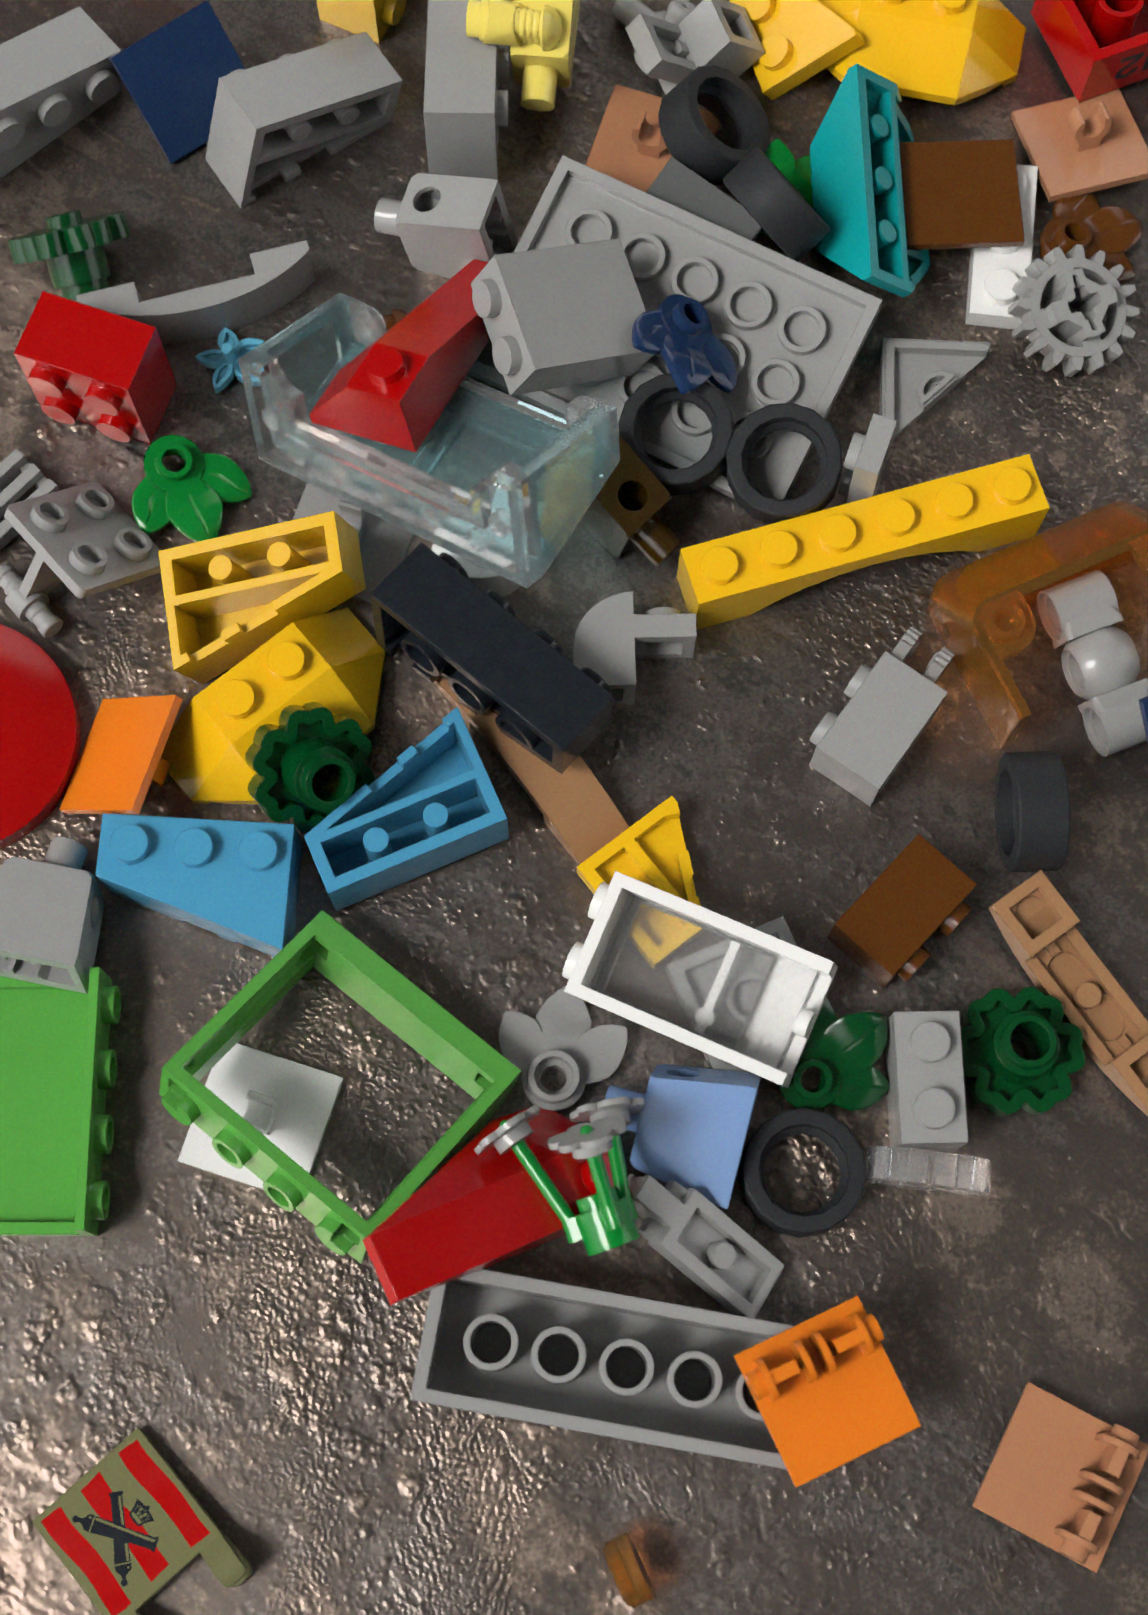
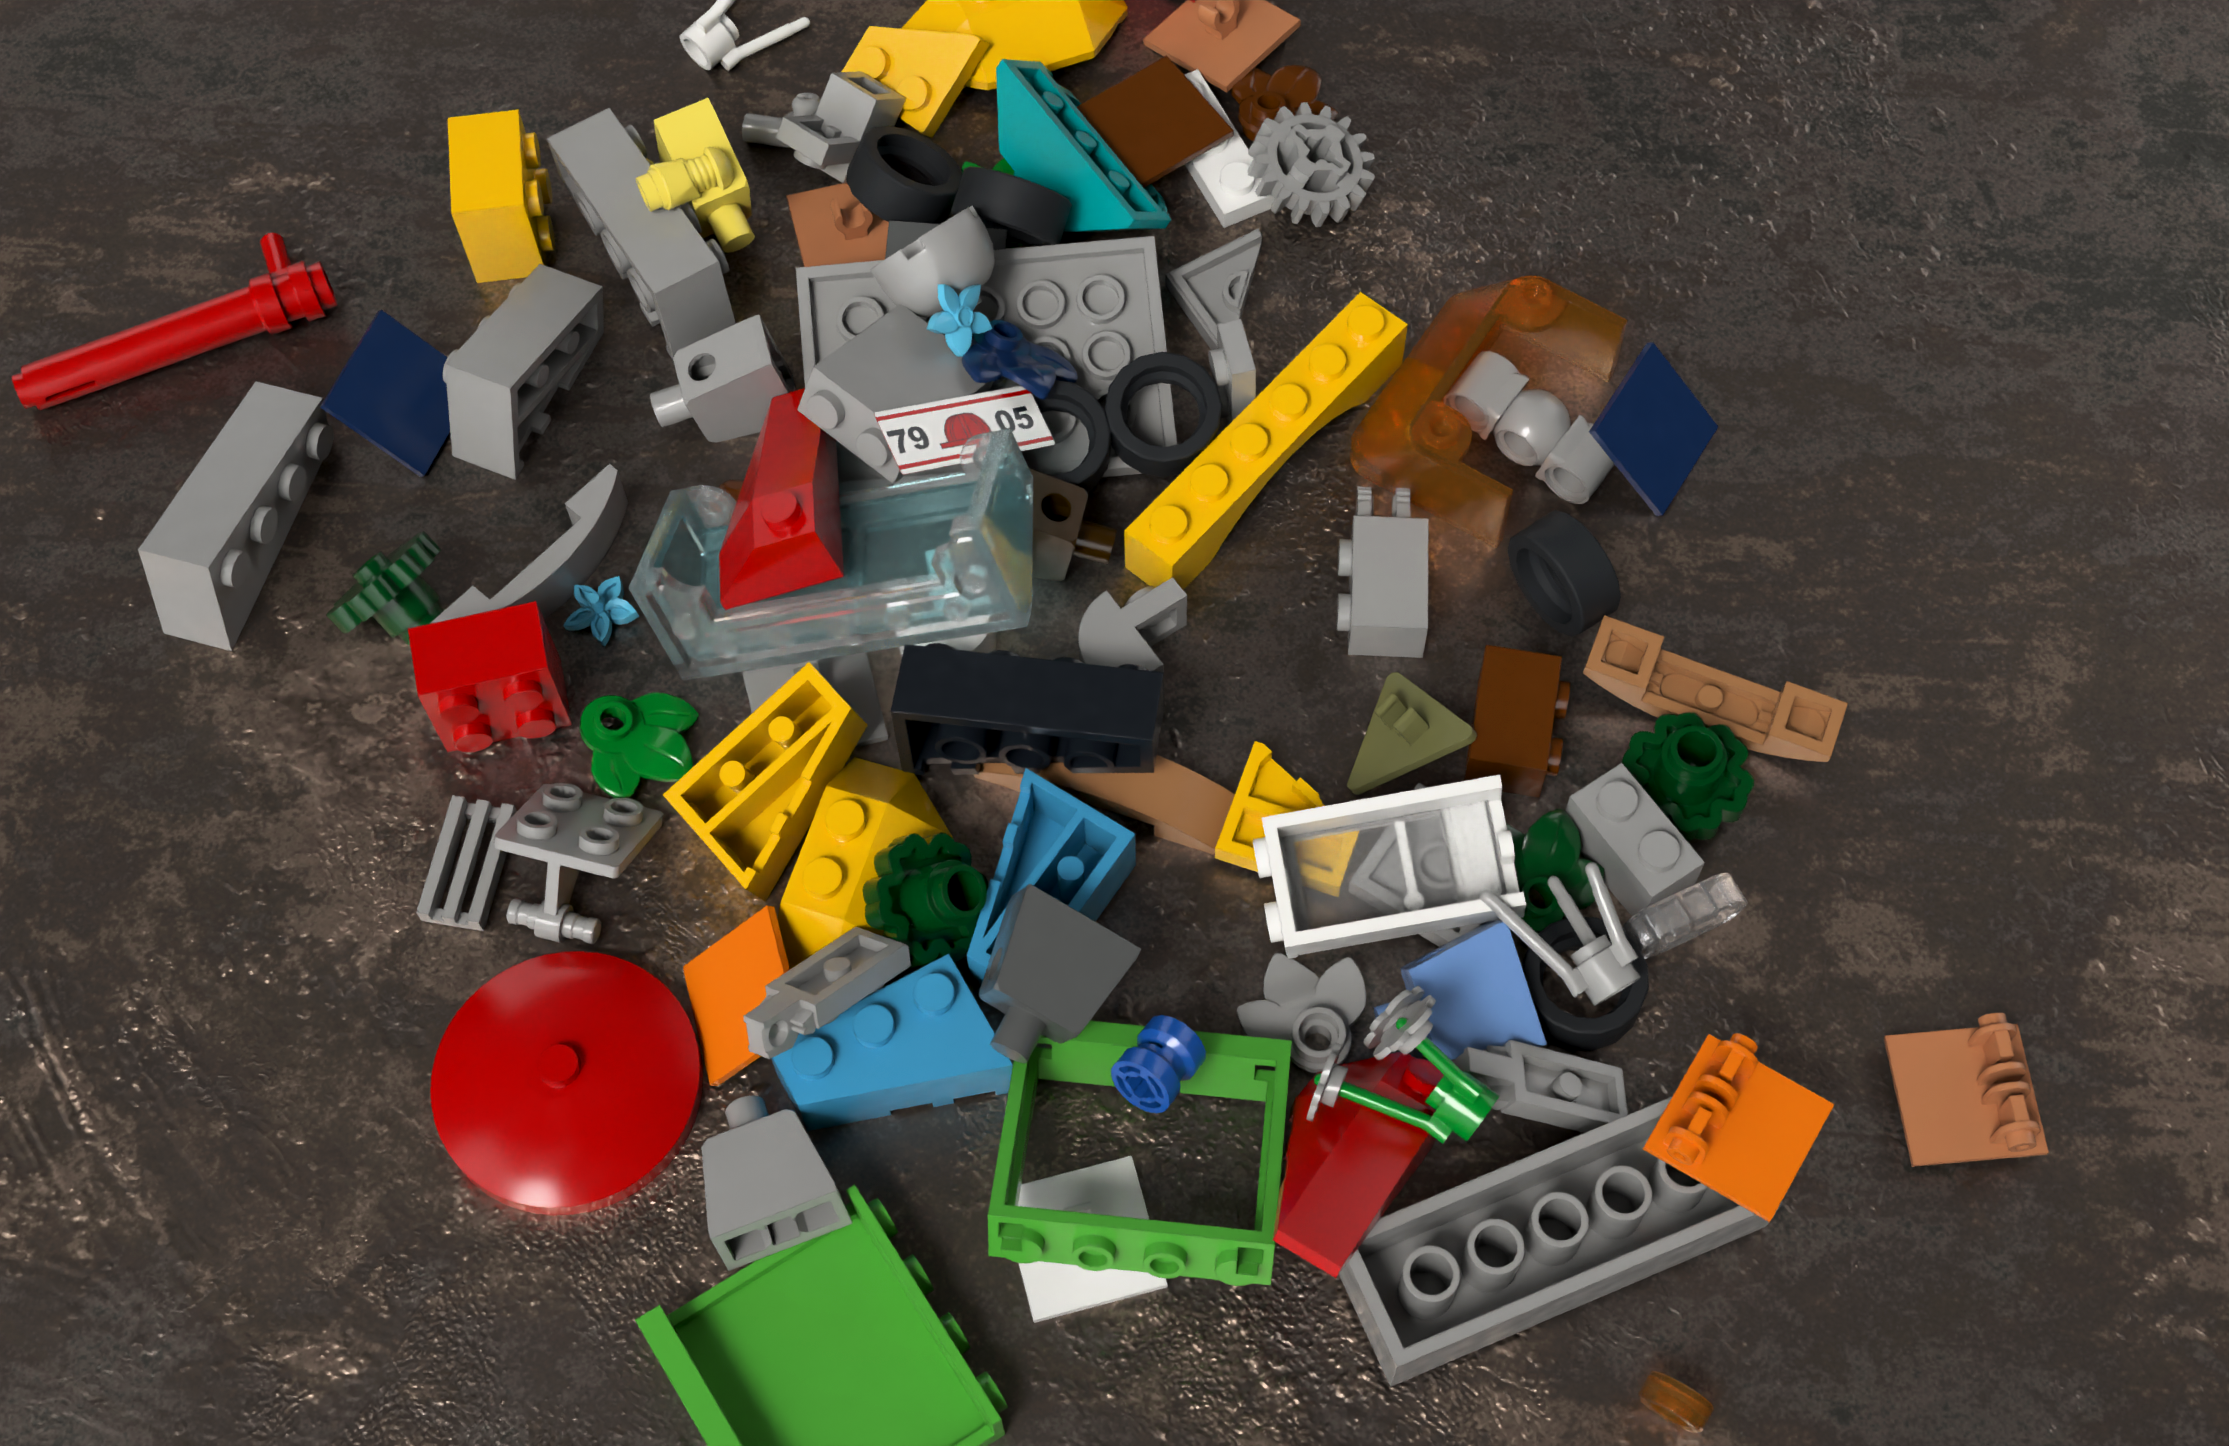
camera: 30 degrees left, 10 degrees down
(167, 794) = (823, 989): none -> light grey hinge
(350, 897) = (1049, 972): none -> dark grey torso
(389, 1026) = (1153, 1071): none -> blue wheel
(559, 370) = (935, 432): none -> white sticker
(654, 279) = (957, 318): none -> medium azure plant
(673, 226) = (949, 254): none -> light grey cylinder
(803, 866) = (1405, 734): none -> olive piece
(813, 1176) = (1601, 966): none -> light grey plant

